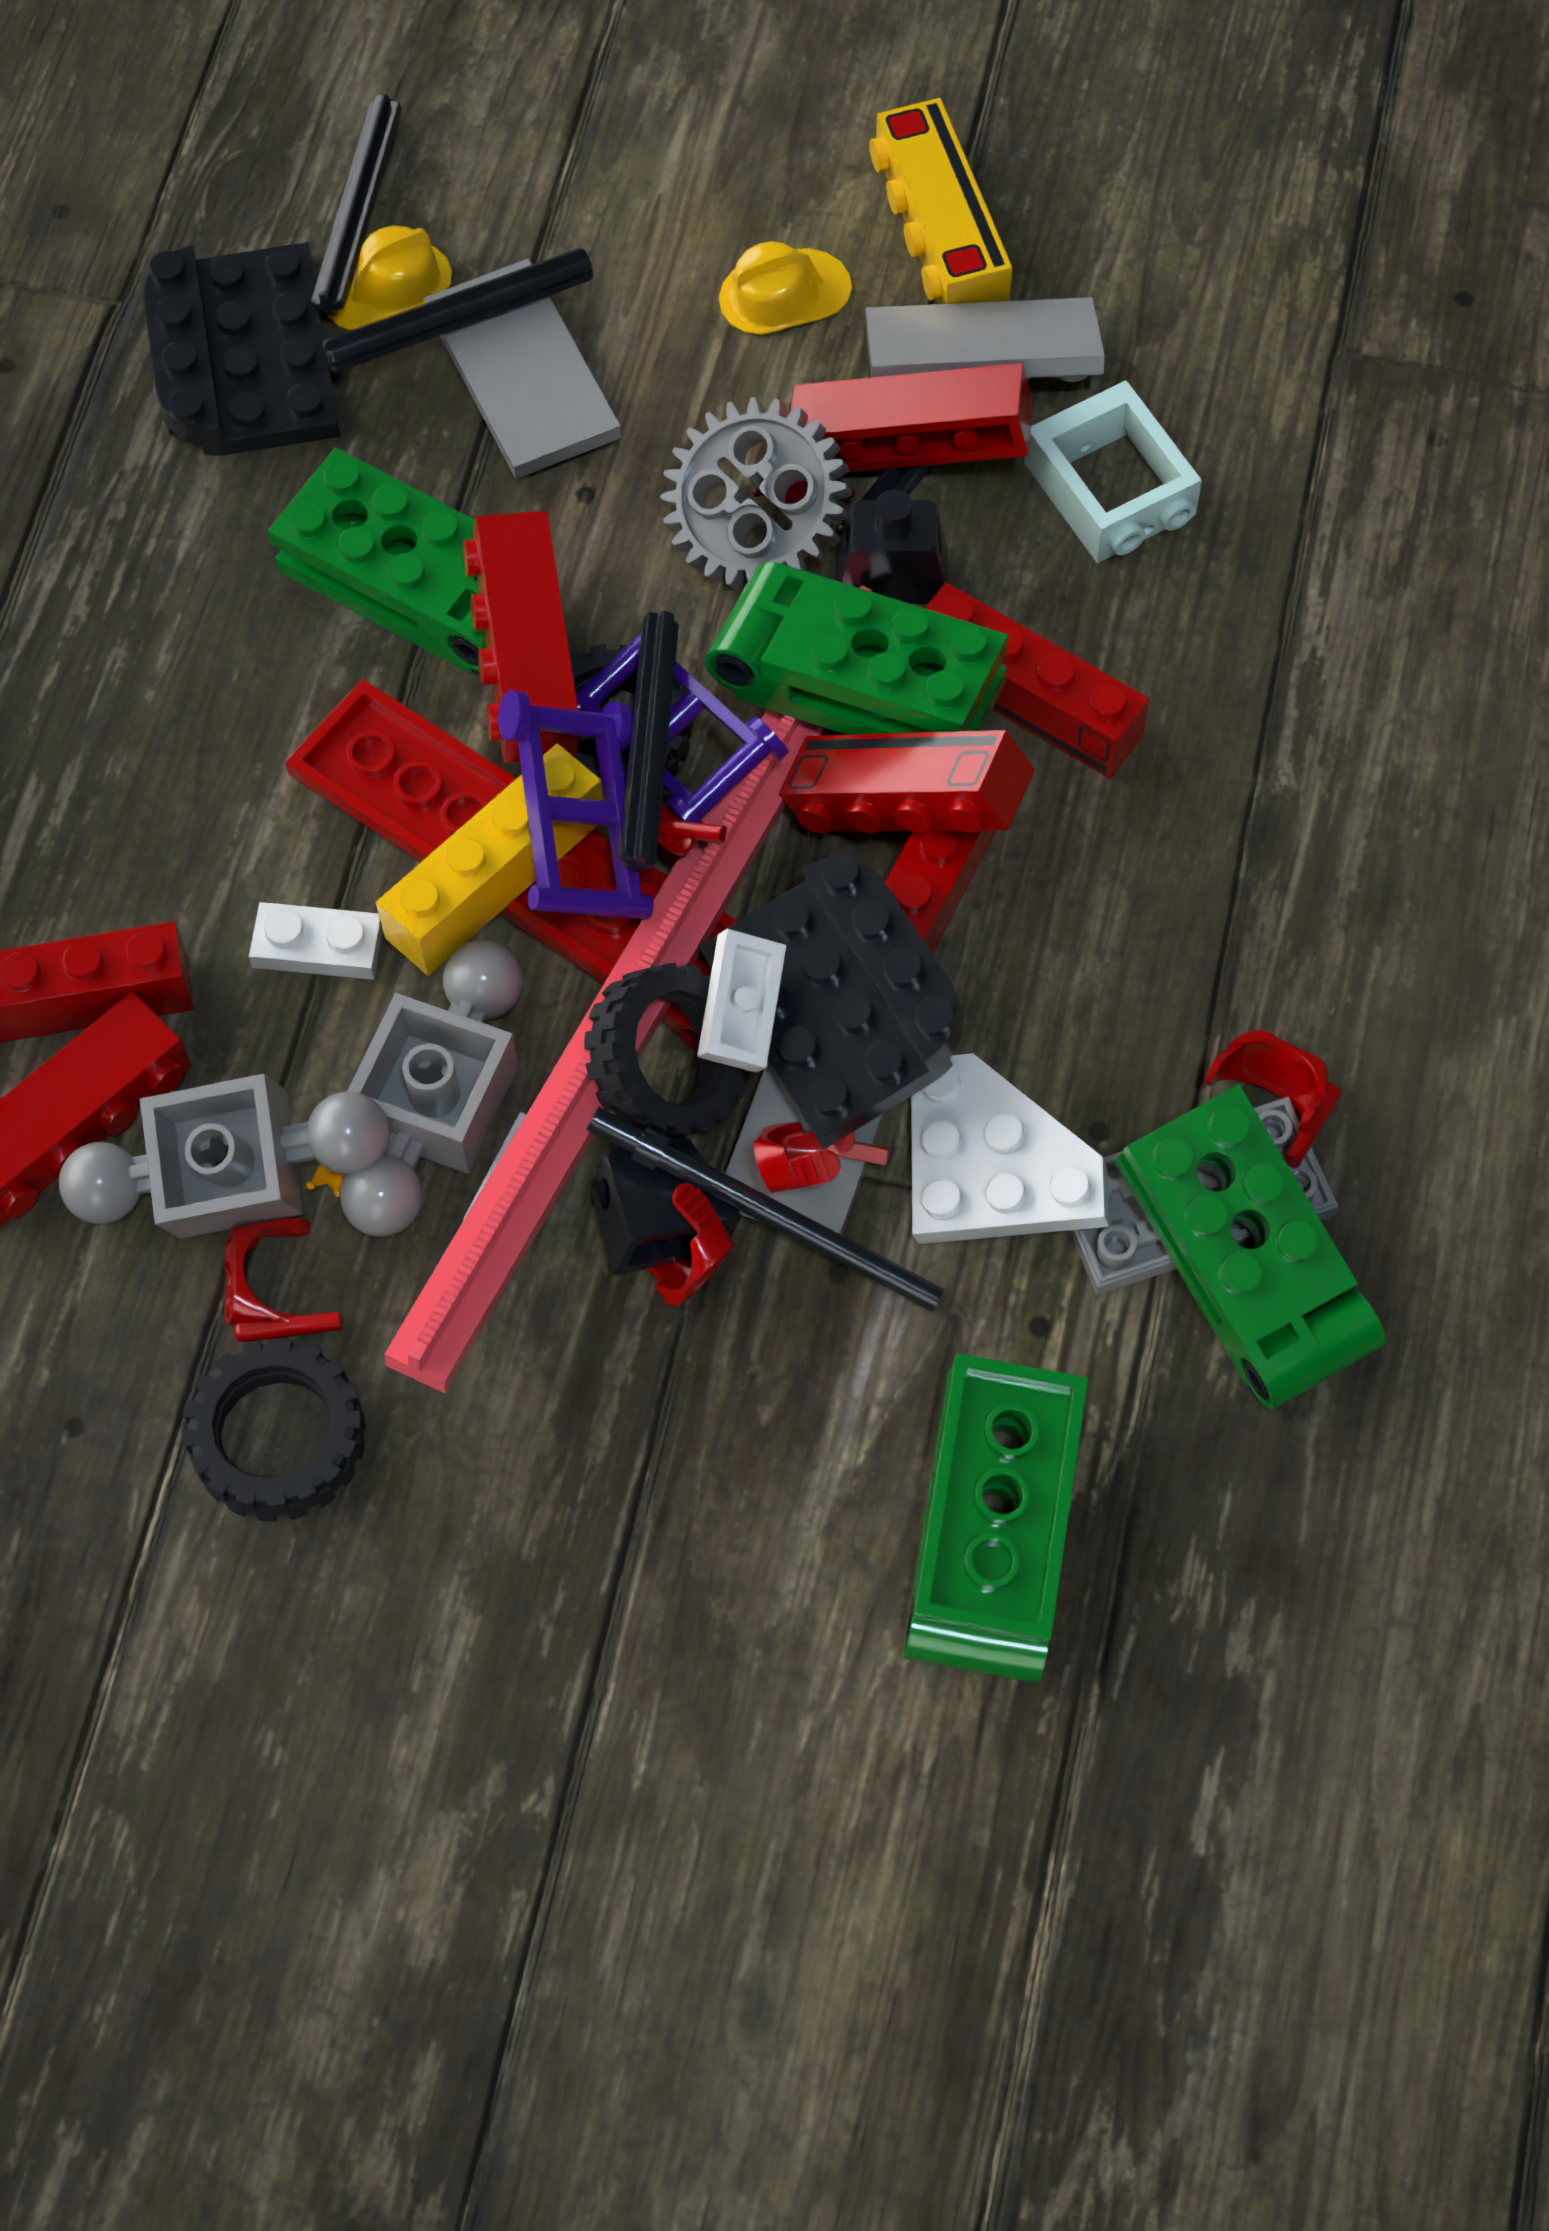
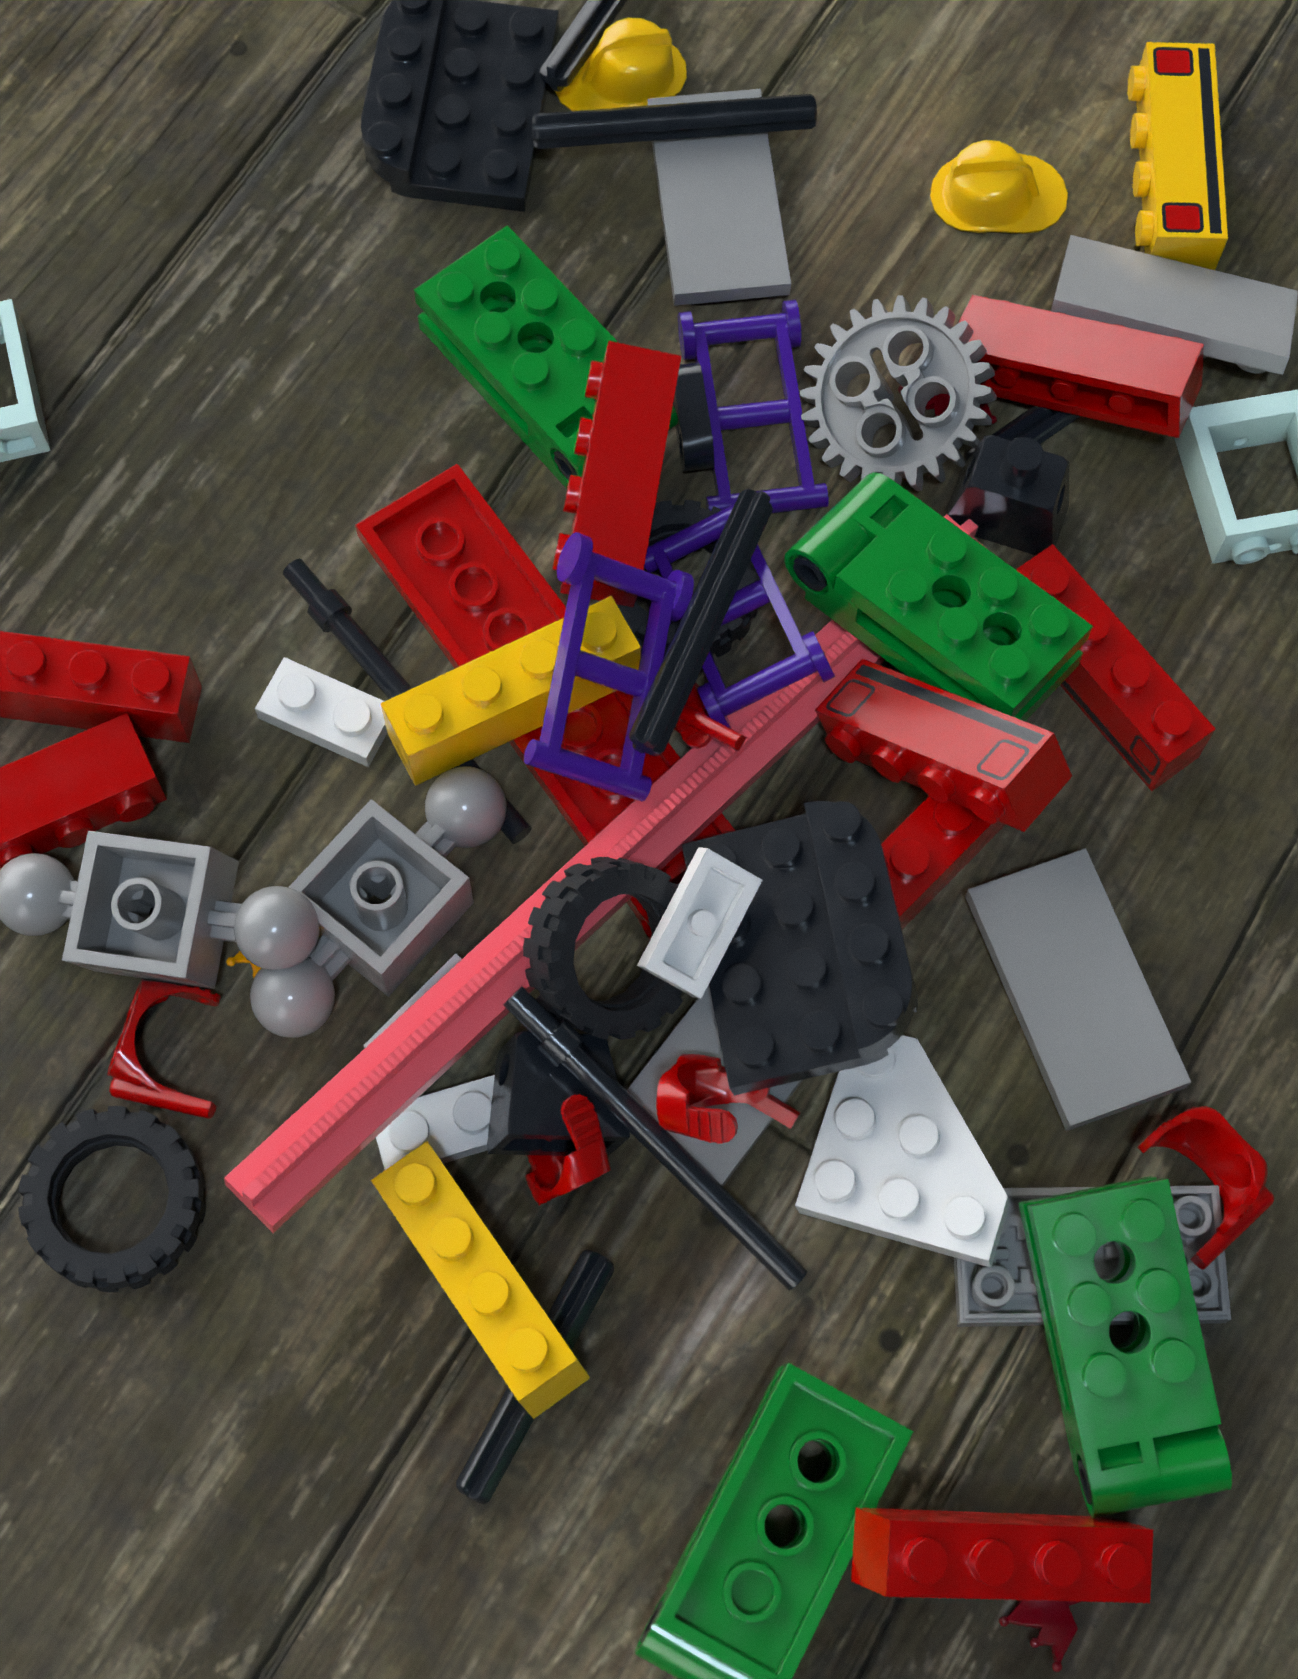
camera: 15 degrees right, 5 degrees up
(292, 851) = (333, 615): none -> black bar
(558, 1274) = (450, 1120): none -> white plate
(576, 582) = (694, 424): none -> black beam
(632, 473) = (787, 333): none -> dark purple piece
(648, 1381) = (480, 1280): none -> yellow brick
(726, 1458) = (510, 1419): none -> black axle
(1102, 967) = (1077, 989): none -> light grey tile
(1202, 1456) = (1001, 1556): none -> red brick
(1256, 1503) = (1053, 1621): none -> dark red piece

